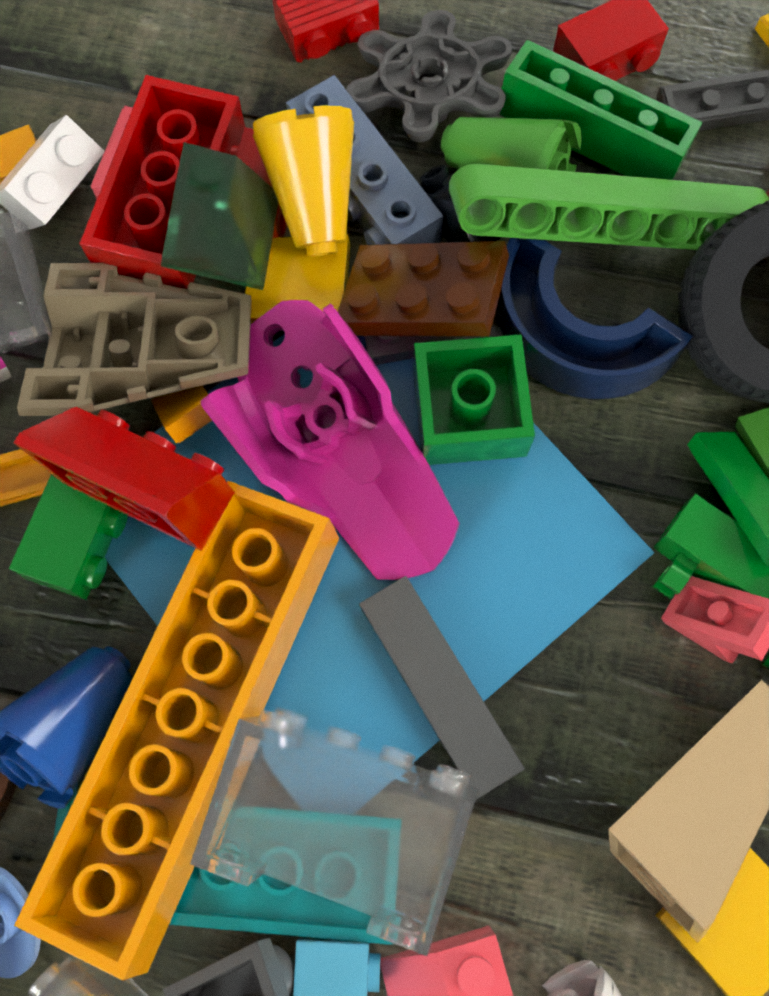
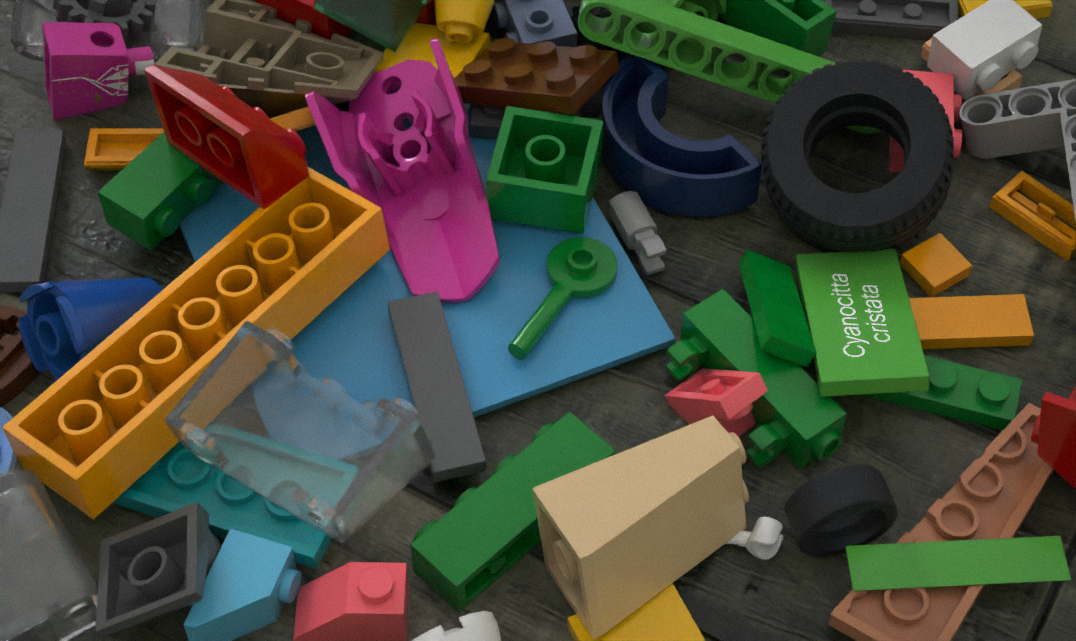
camera: 15 degrees right, 20 degrees down
(537, 501) = (575, 269): none -> green piece
(566, 813) = (498, 520): none -> green brick
(575, 433) = (637, 230): none -> light grey bar

